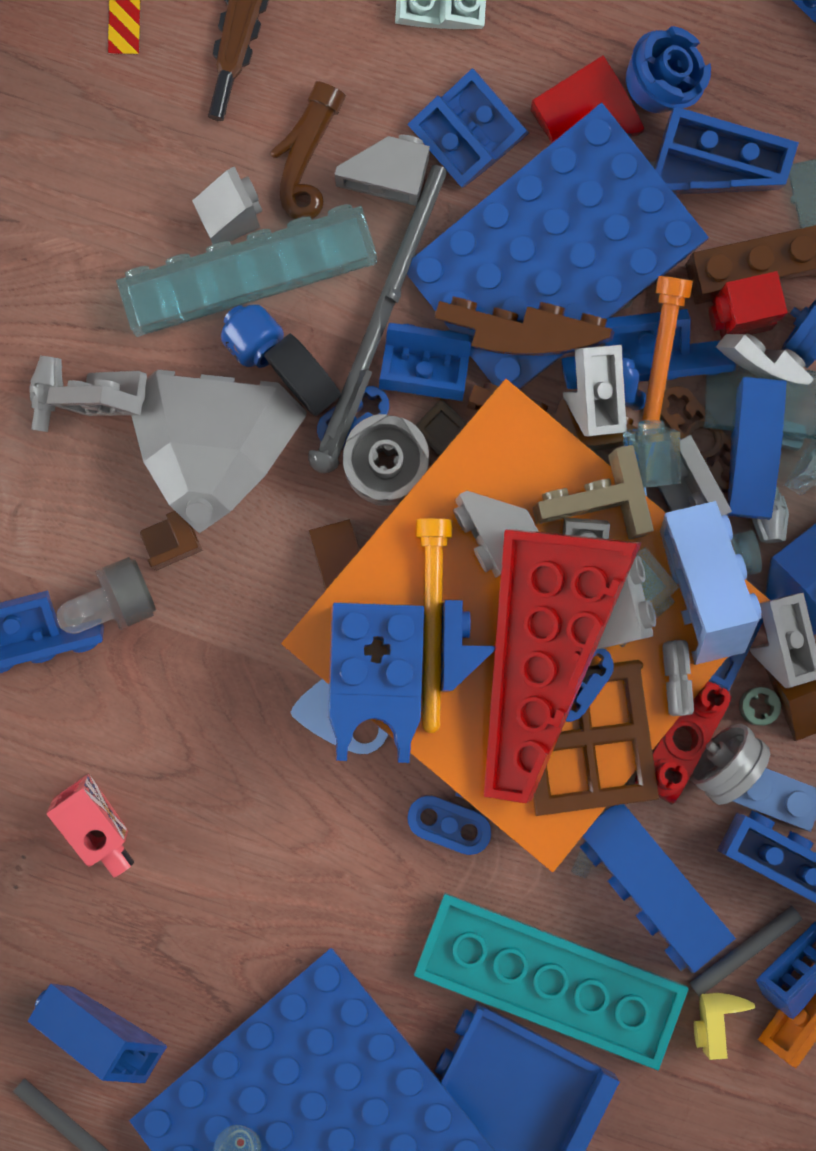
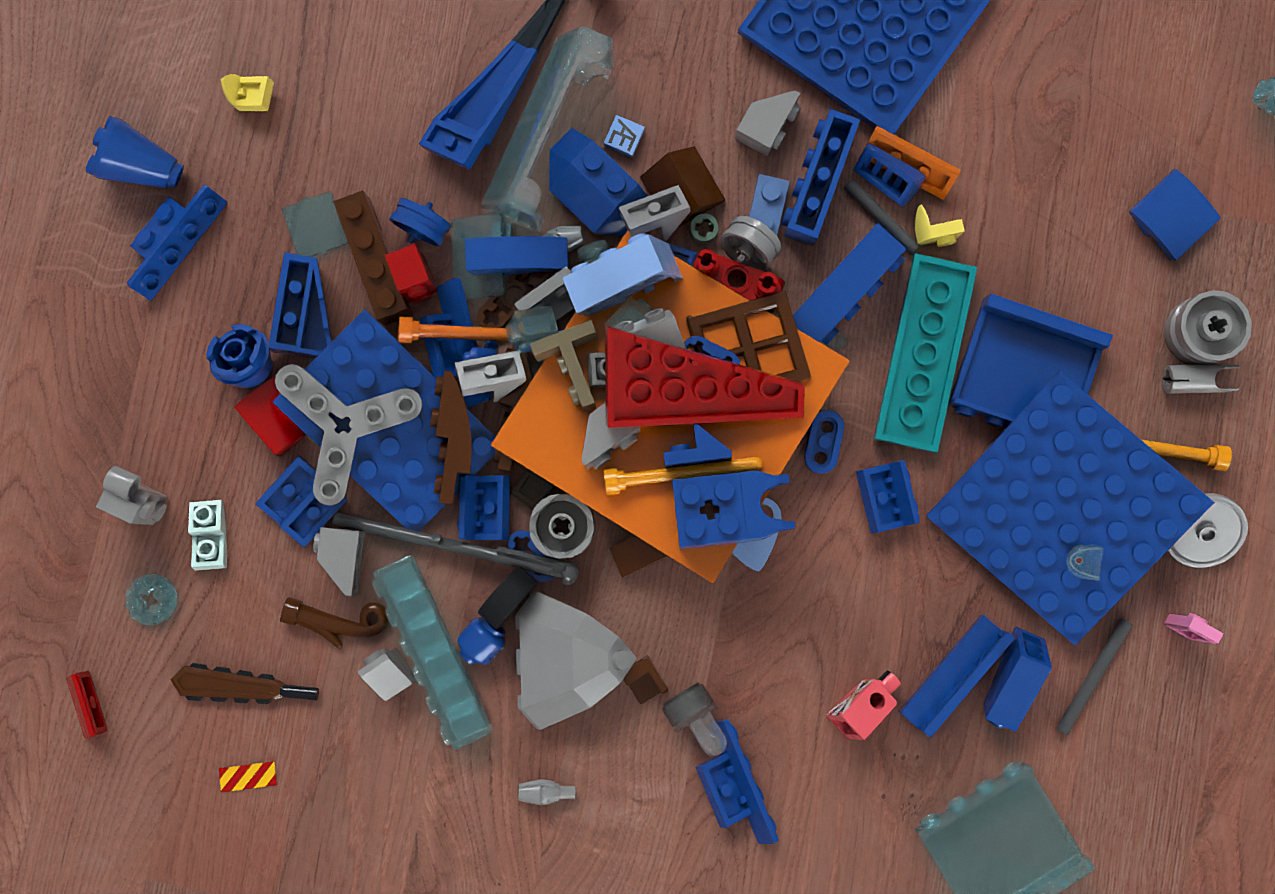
camera: 95 degrees left, 0 degrees up
(102, 394) = (541, 747): light grey bracket -> none
(114, 954) = (956, 675): none -> blue fence
(363, 899) = (888, 496): none -> blue bracket
(529, 179) = (339, 448): none -> light grey piece
(679, 687) = (687, 290): light grey piece -> none
(767, 363) = (451, 256): light grey slope -> none

